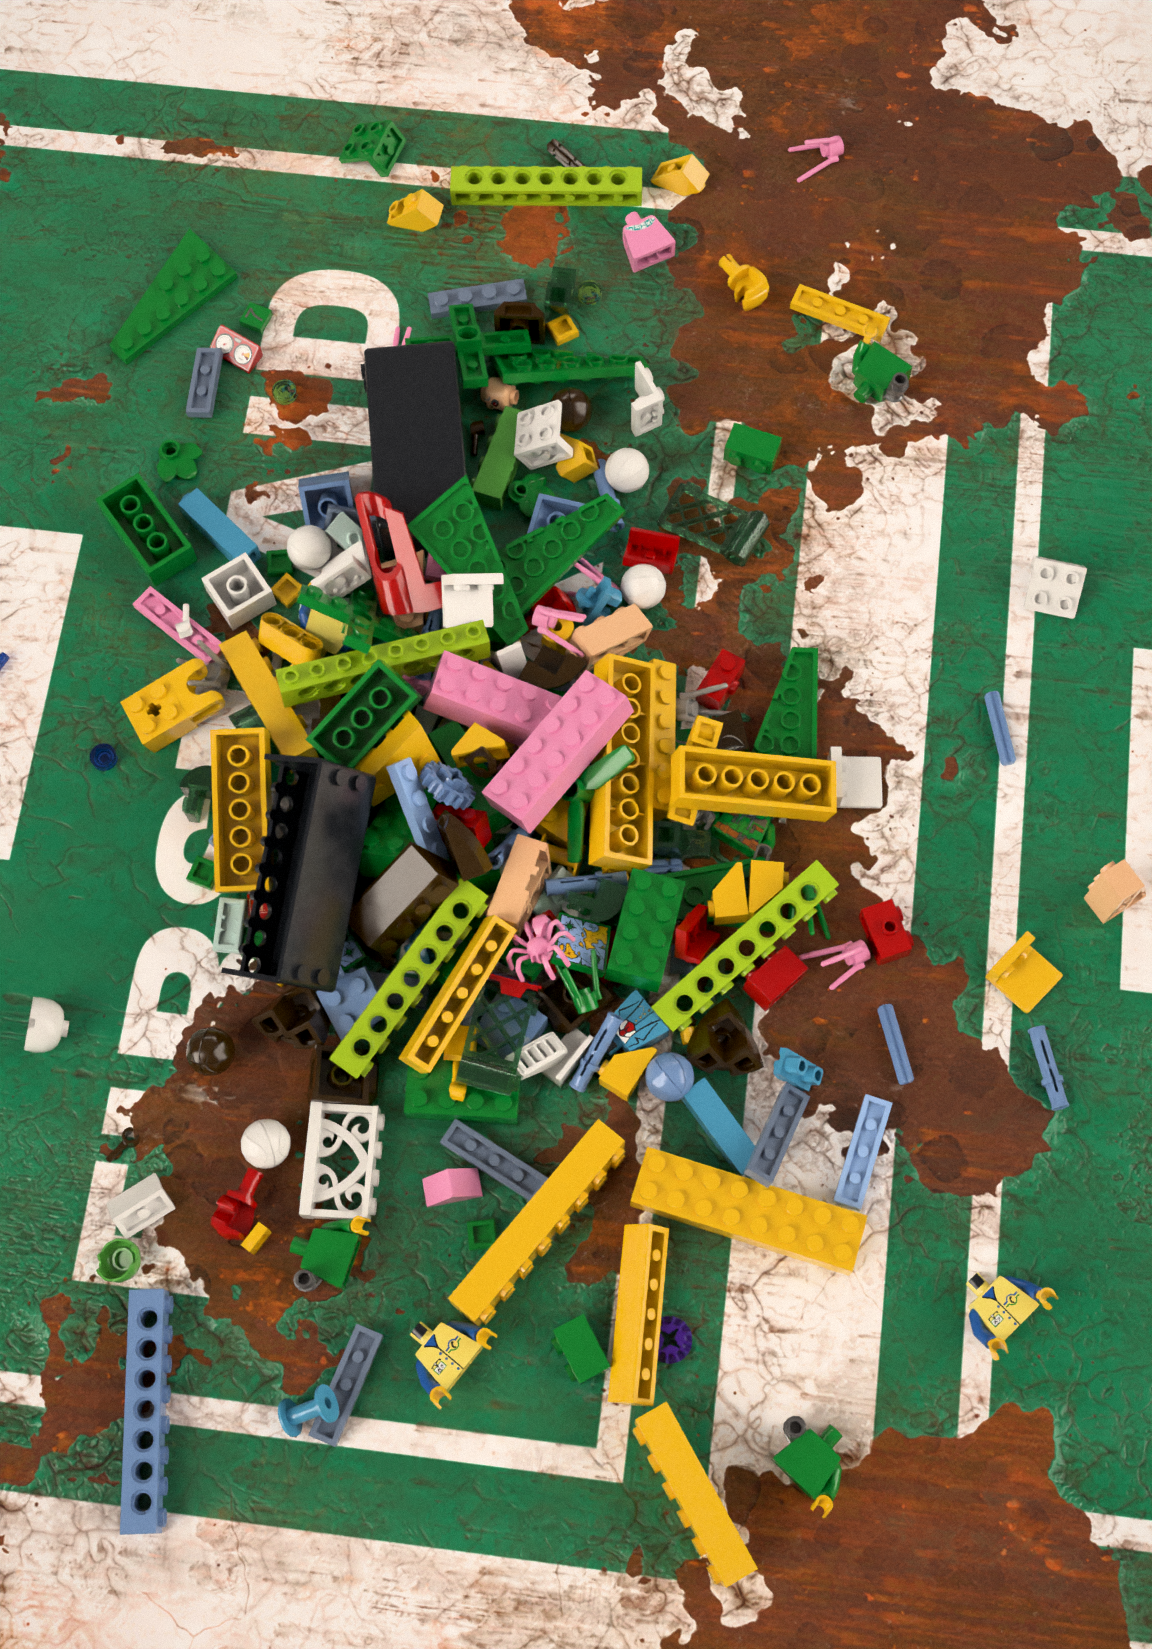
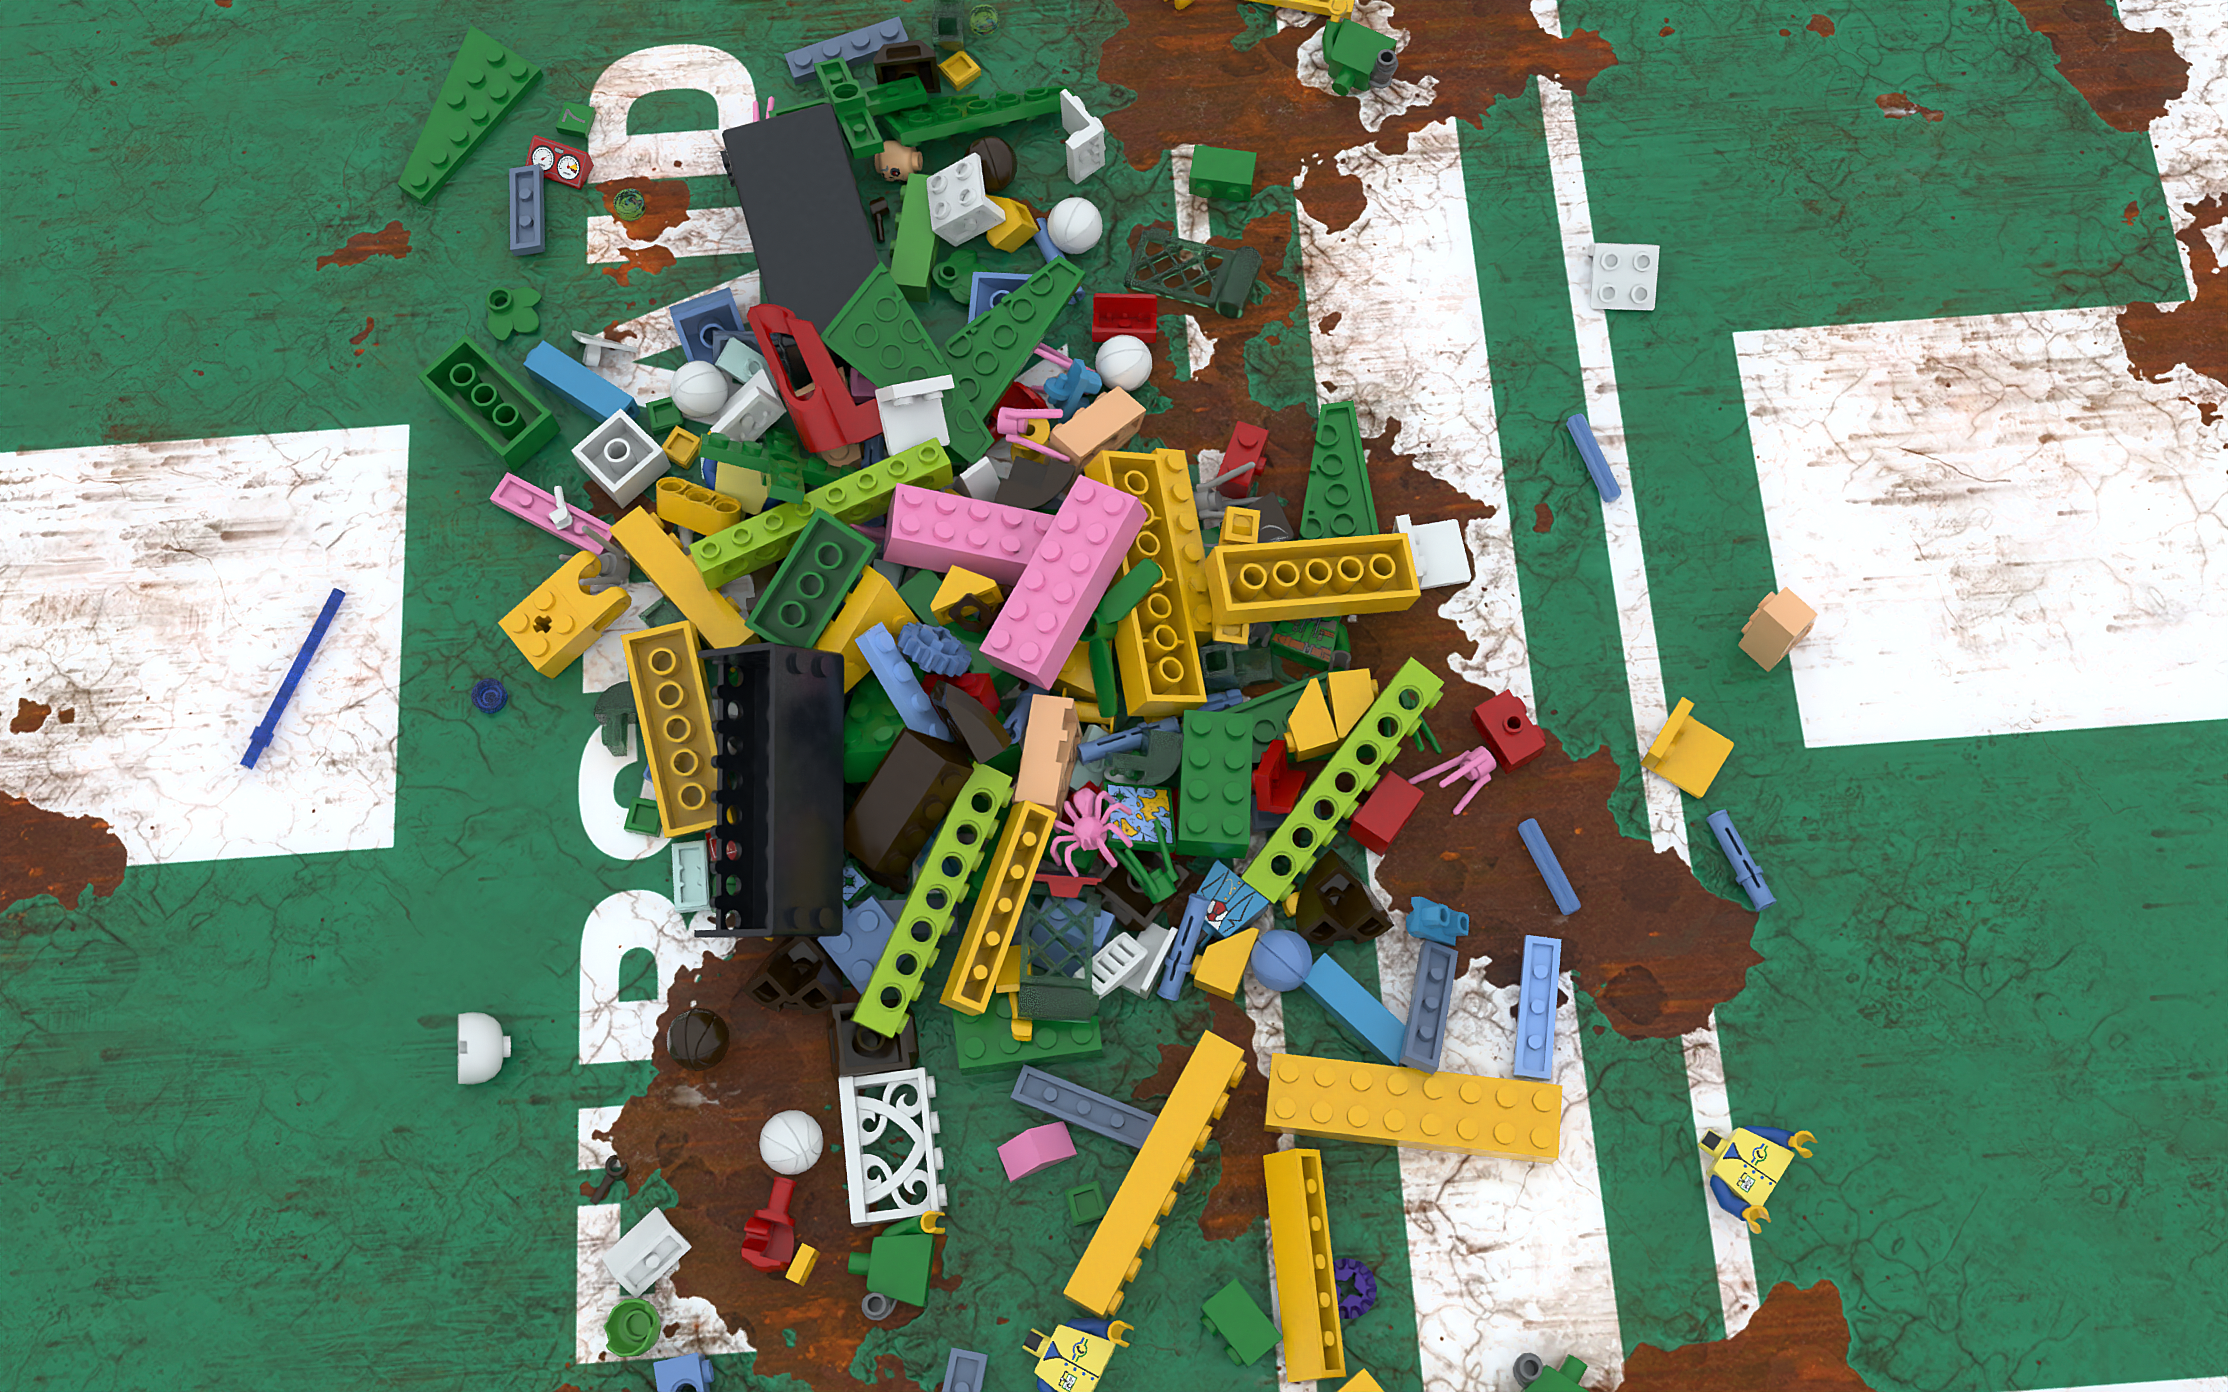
camera: 10 degrees left, 0 degrees up
(236, 497) = (593, 348): none -> white piece

